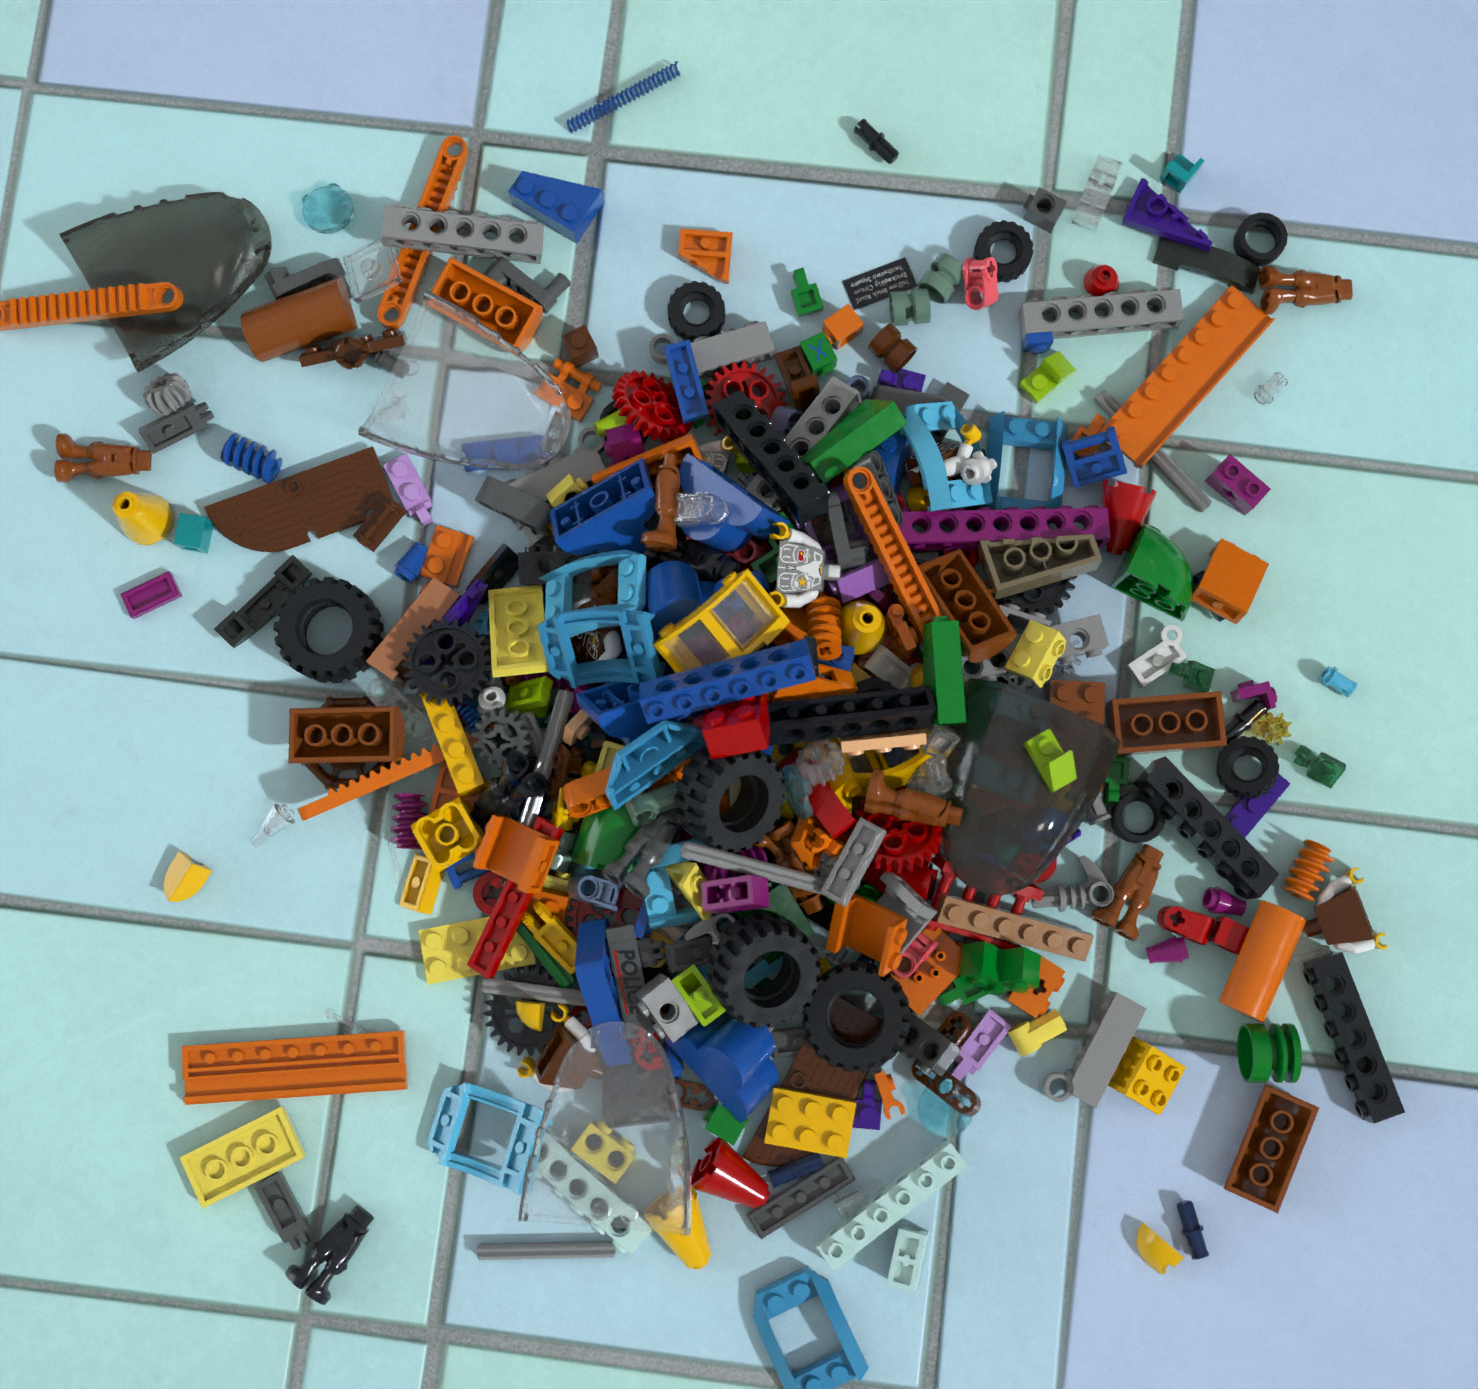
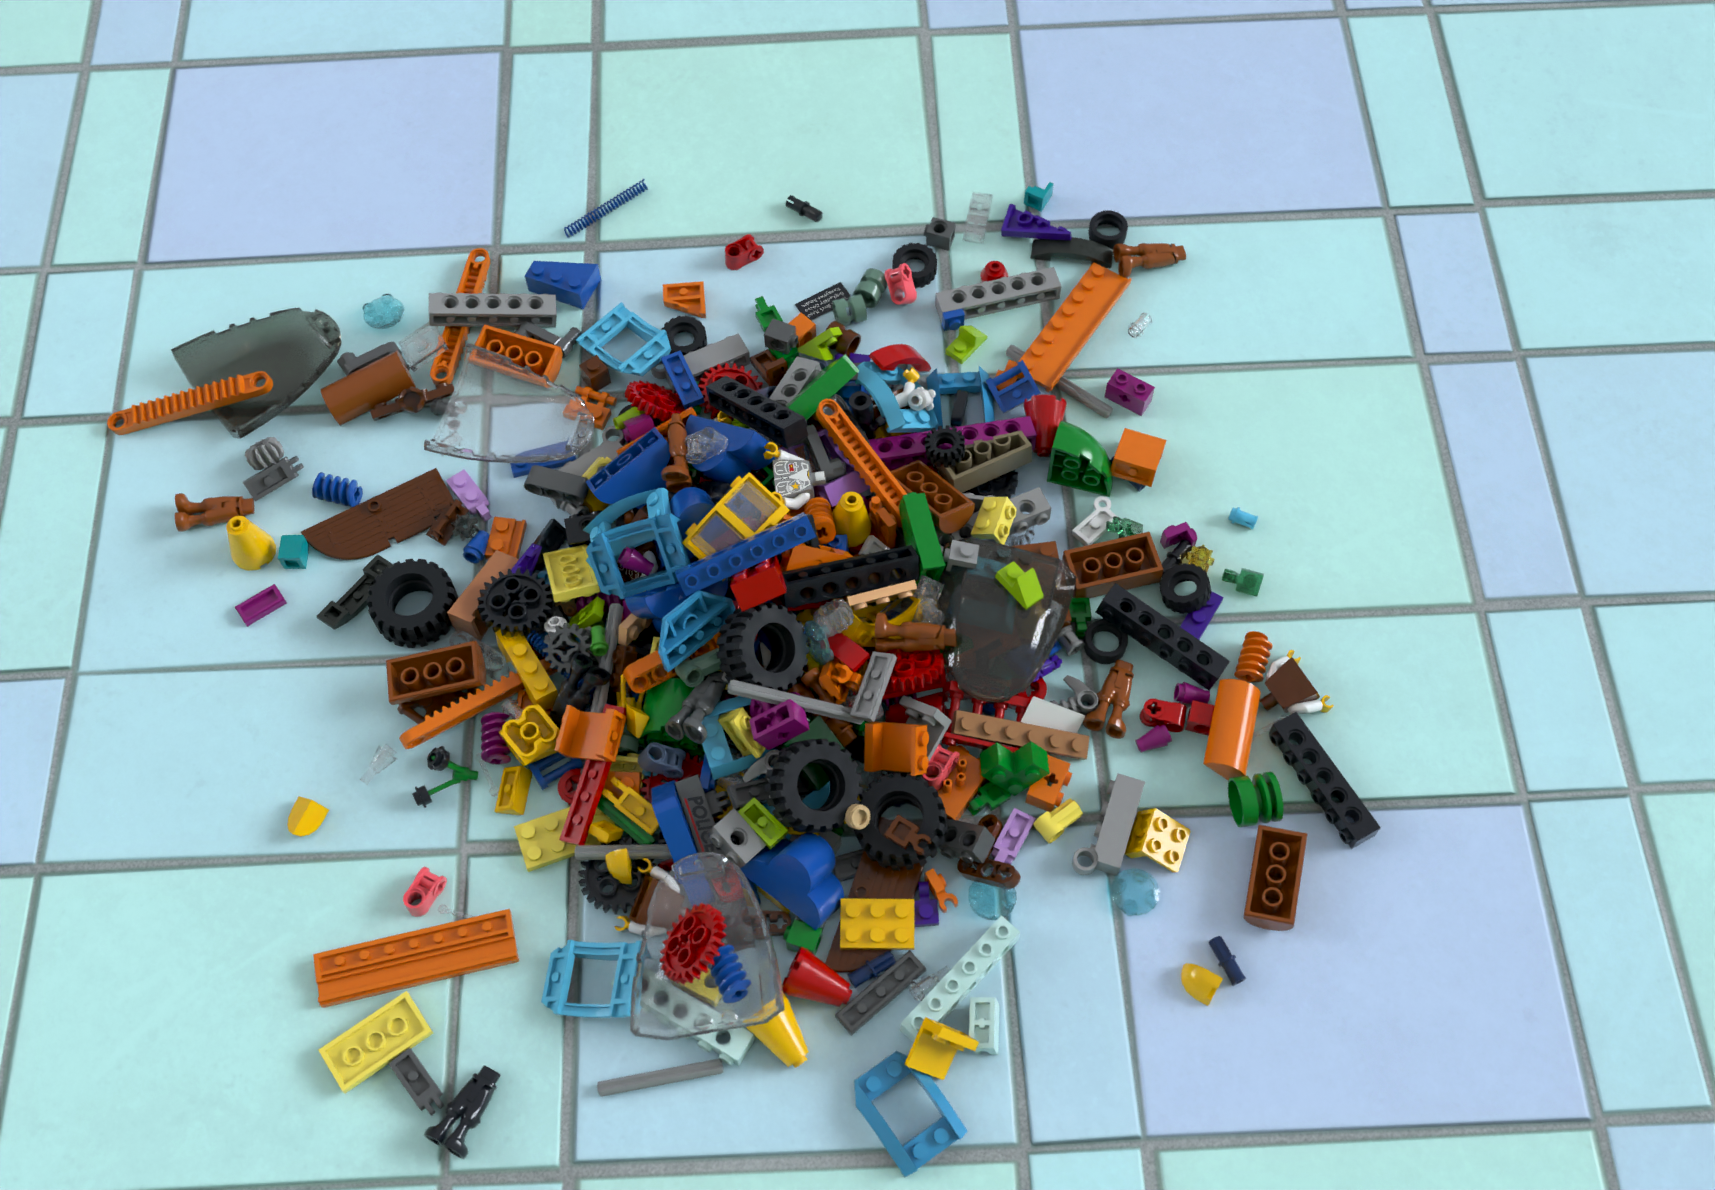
camera: 10 degrees left, 20 degrees down
(310, 990) = (425, 887): none -> coral piece
(339, 850) = (438, 760): none -> plant
(392, 531) = (465, 520): none -> clear smoke gear
(433, 792) = (512, 708): none -> clear pin
(520, 963) = (605, 831): none -> yellow plate
(539, 738) = (599, 645): none -> bright green pin
(571, 845) = (636, 720): none -> yellow slope
(593, 646) = (635, 561): none -> magenta cone
(600, 1131) = (693, 943): none -> red gear
(603, 283) = (611, 325): none -> medium azure wedge
(634, 1170) = (728, 975): none -> blue piece
(793, 194) = (742, 252): none -> red piece
(808, 1015) = (857, 816): none -> tan tile
(817, 339) = (780, 336): none -> dark grey brick
(851, 1279) = (936, 1048): none -> yellow bracket
(857, 1046) = (905, 833): none -> reddish brown plate
(863, 358) = (819, 345): none -> lime slope
(903, 481) = (864, 413): none -> black piece
(959, 398) = (892, 355): none -> red slope
(987, 709) = (961, 554): none -> light grey bracket
(999, 528) = (945, 436): none -> black tyre
(1022, 470) = (959, 408): none -> black beam
(1055, 910) = (1052, 716): none -> white sticker
(1107, 1130) = (1135, 892): none -> clear light blue dish

